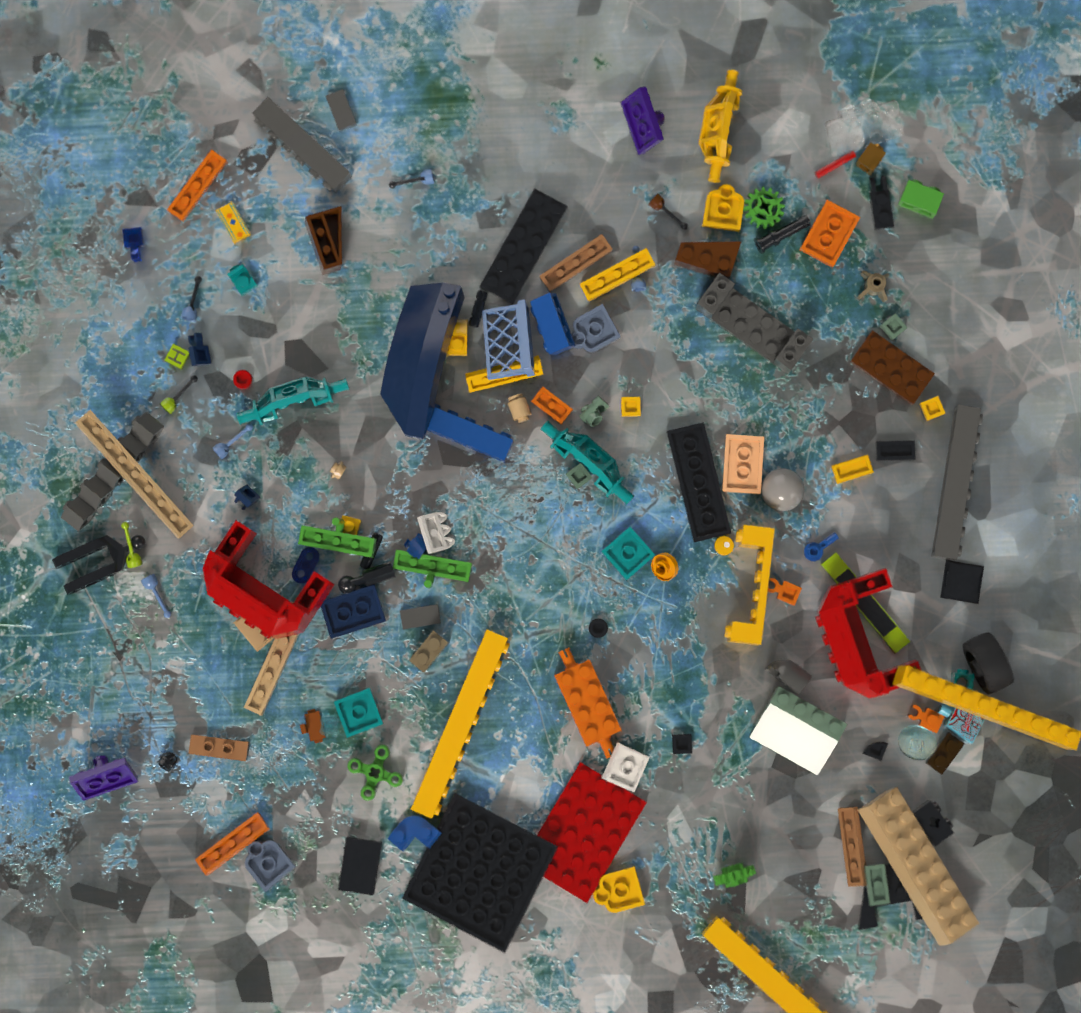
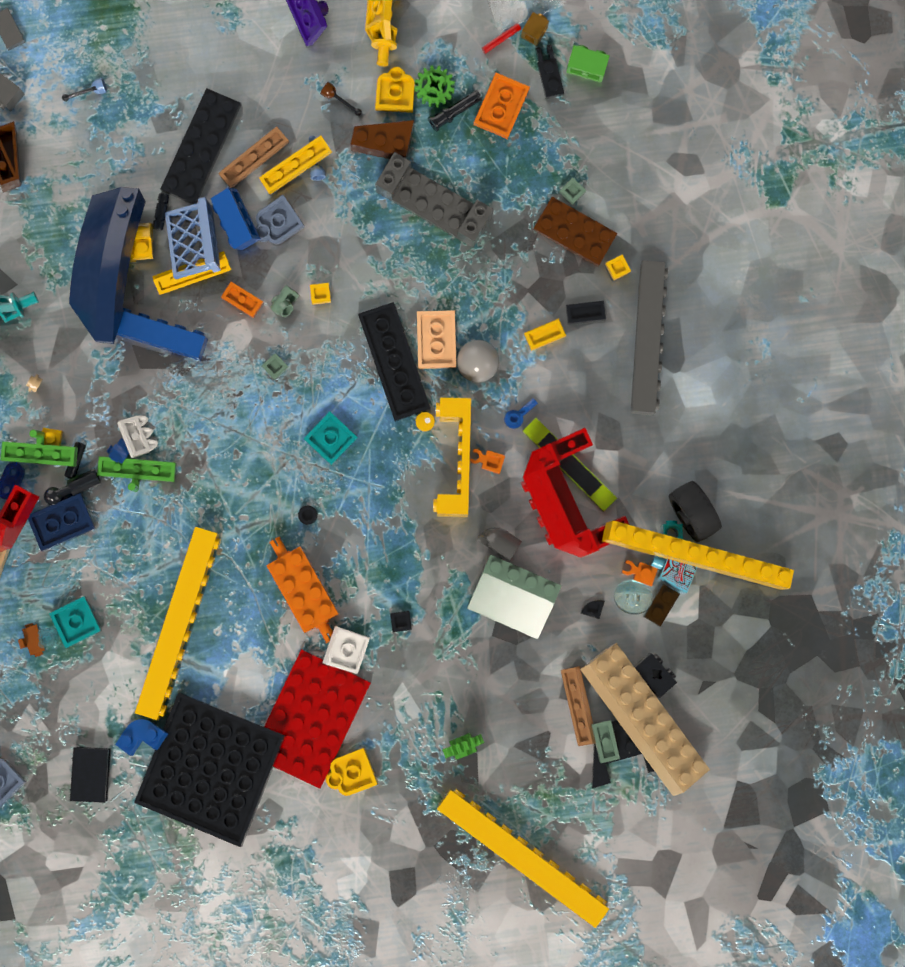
camera: 15 degrees left, 0 degrees up
(372, 780) = (105, 681): bright green gear -> none
(420, 616) = (129, 521): dark grey tile -> none
(429, 651) = (140, 554): dark tan brick -> none
(519, 408) = (209, 305): tan brick -> none
(592, 456) = (287, 346): teal plate -> none
(664, 566) = (367, 447): light orange plate -> none
(872, 289) = (547, 155): dark tan brick -> none
(962, 582) = (663, 435): black piece -> none

